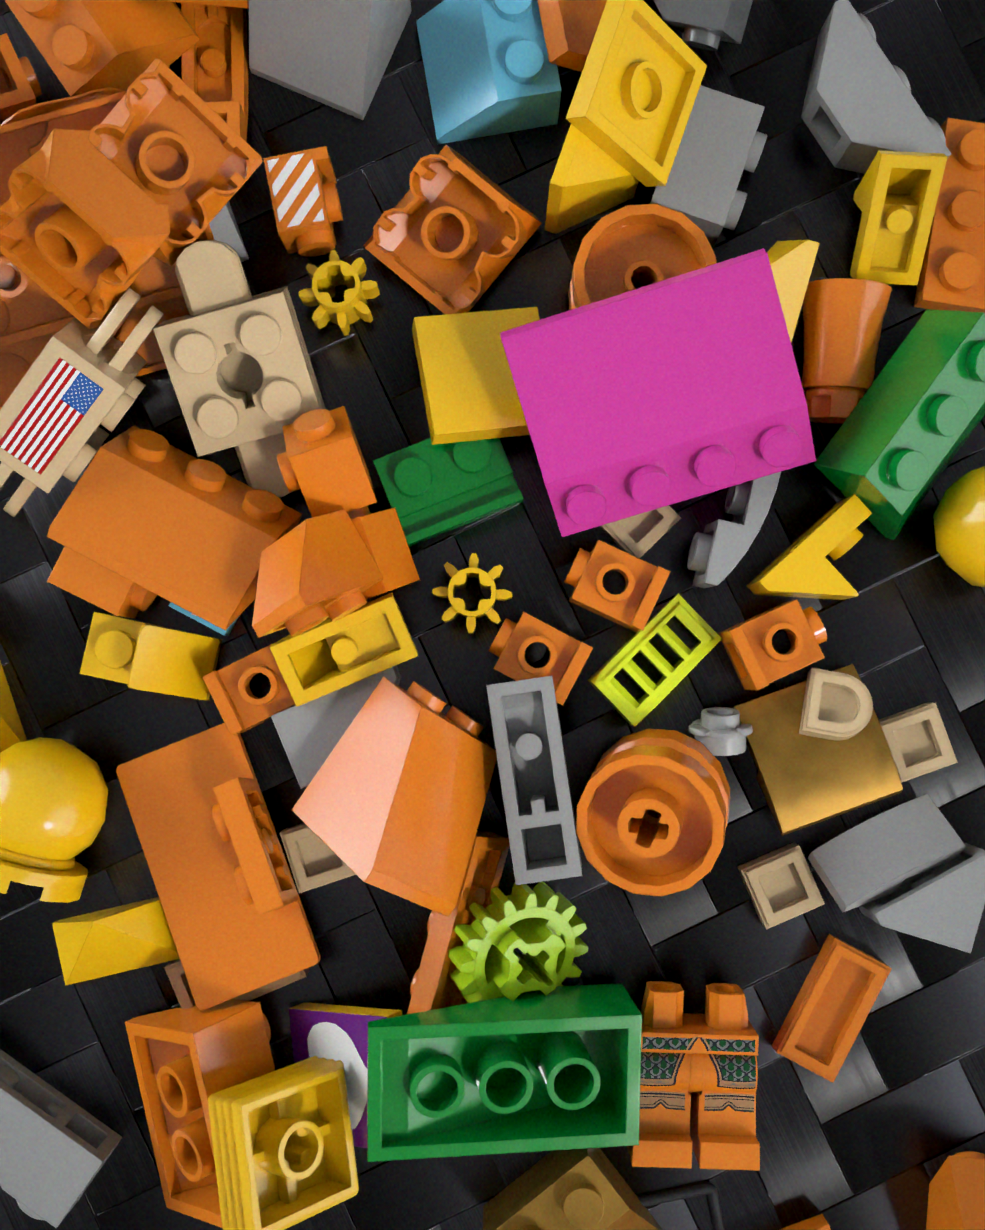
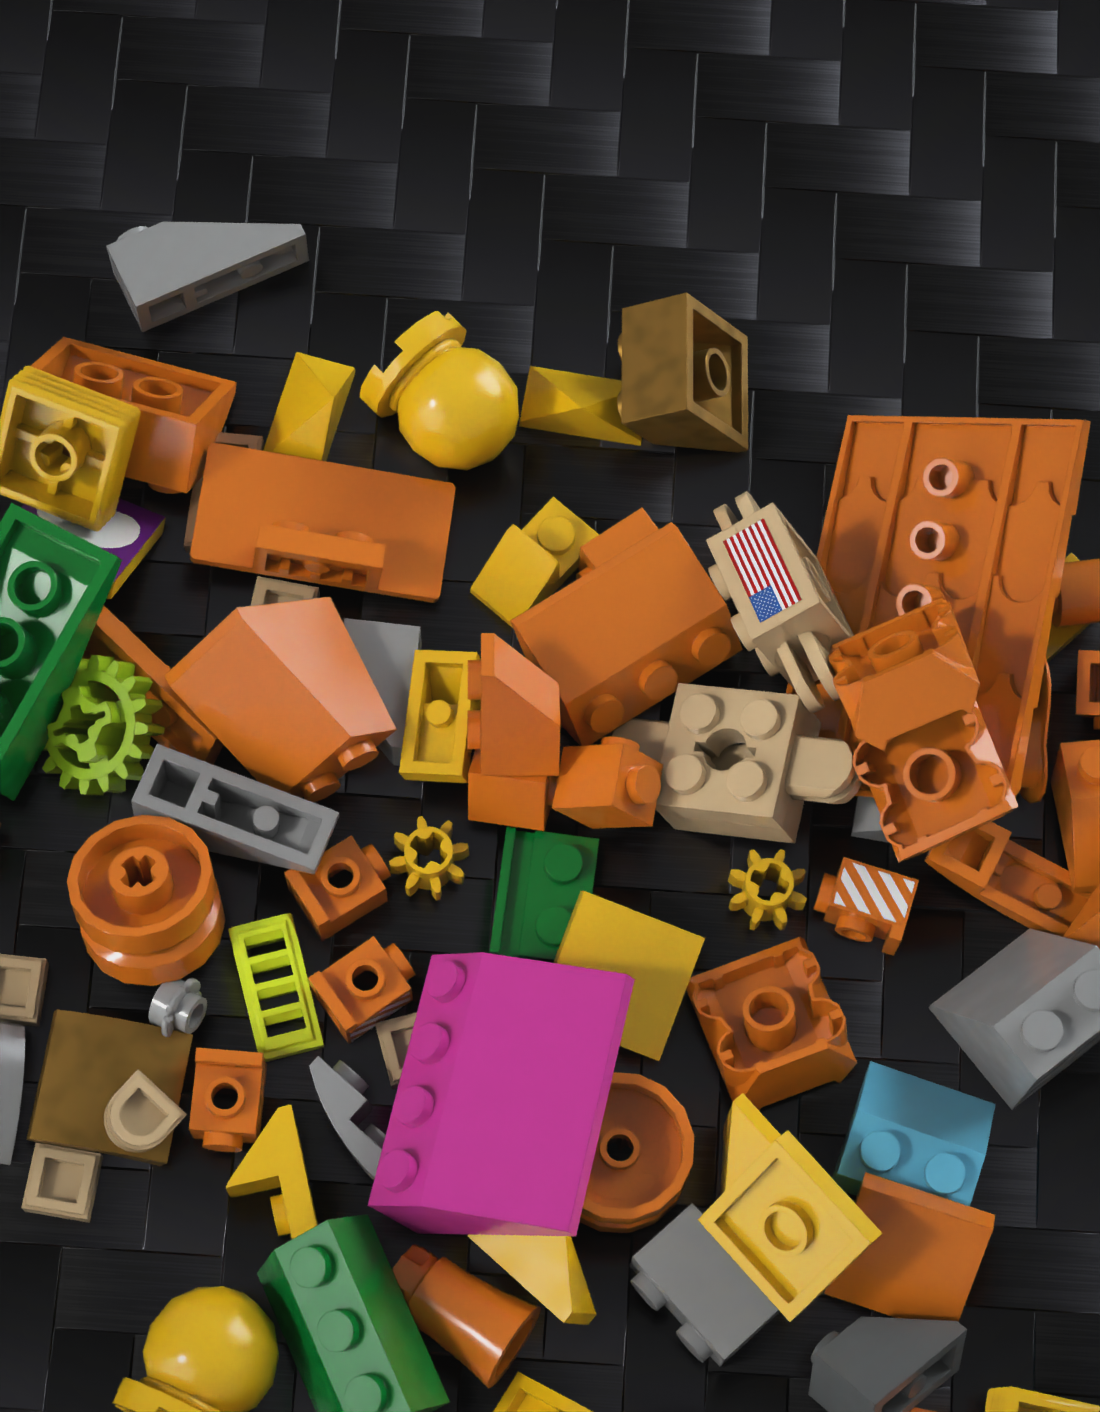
camera: 115 degrees right, 15 degrees down
(235, 699) = (453, 611): orange brick -> none

